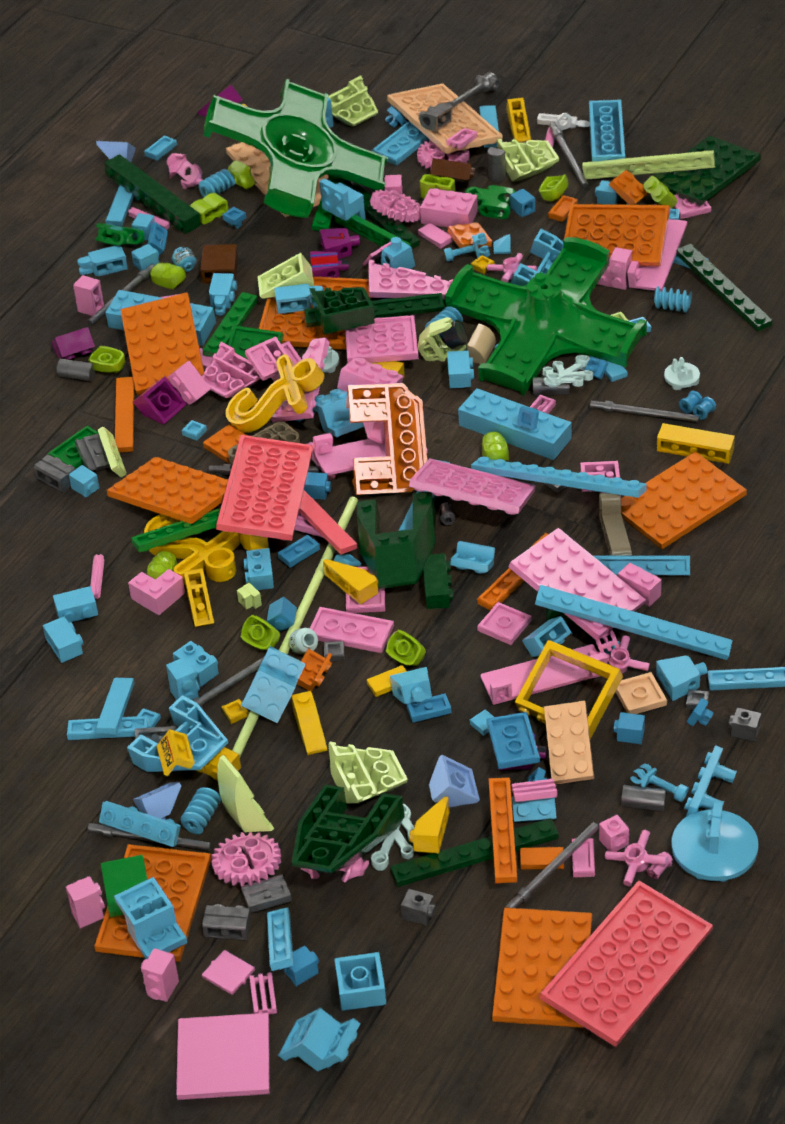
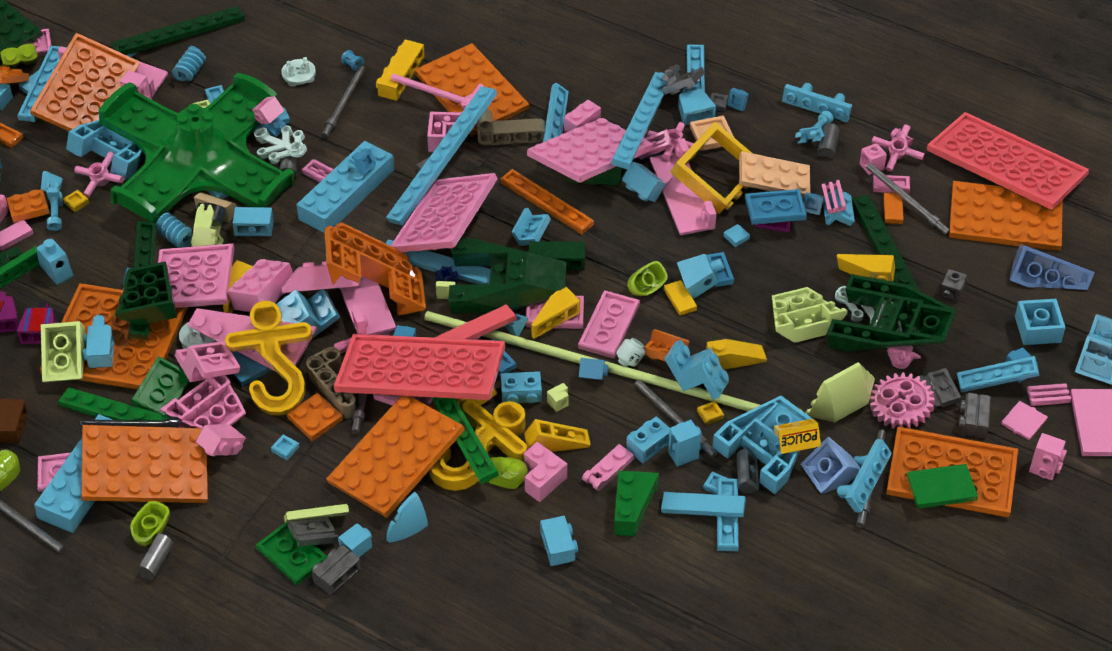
camera: 90 degrees left, 5 degrees up
(63, 639) = (607, 550): medium azure brick -> none
(73, 343) = (104, 561): magenta slope -> none
(85, 901) = (966, 515): bright pink brick -> none
(88, 295) = (27, 540): bright pink brick -> none
(97, 574) = (506, 529): bright pink axle -> none
(101, 506) = (408, 521): none -> medium azure brick
(120, 653) = (632, 500): none -> green wedge
(124, 414) = (237, 510): orange tile -> none
(150, 918) = (995, 456): medium azure bracket -> none
(160, 401) = (233, 475): magenta slope -> none
(163, 638) = (608, 467): none -> bright pink plate
(200, 810) = (844, 434): medium azure piece -> none
(206, 350) = (171, 422): none -> black piece
(222, 292) = (53, 418): medium azure hinge -> none
(259, 633) = (615, 387): lime piece -> none
(335, 649) = (637, 333): flat silver tile -> none
(373, 256) = (38, 275): bright pink piece -> none
(383, 506) = (442, 289): none -> yellowish green tile
(399, 505) = (447, 274): none -> clear blue gear
(403, 282) = (100, 256): bright pink wing -> none
(451, 988) = (1040, 269): none -> medium blue wedge
(453, 781) = (818, 257): light blue slope -> none
(495, 446) = (374, 206): lime piece -> none
(502, 830) = (875, 221): orange plate -> none
(504, 623) = (613, 215): bright pink tile -> none
(600, 350) = (267, 110): none -> bright pink brick
(630, 728) = (754, 139): dark azure brick -> none
(650, 494) = (441, 93): none -> bright pink bar
(687, 404) = (341, 68): dark azure bush -> none
(709, 653) = (677, 81): none -> flat silver plate
(714, 844) = (881, 104): medium azure bracket -> none
(745, 724) = (752, 73): flat silver brick -> none

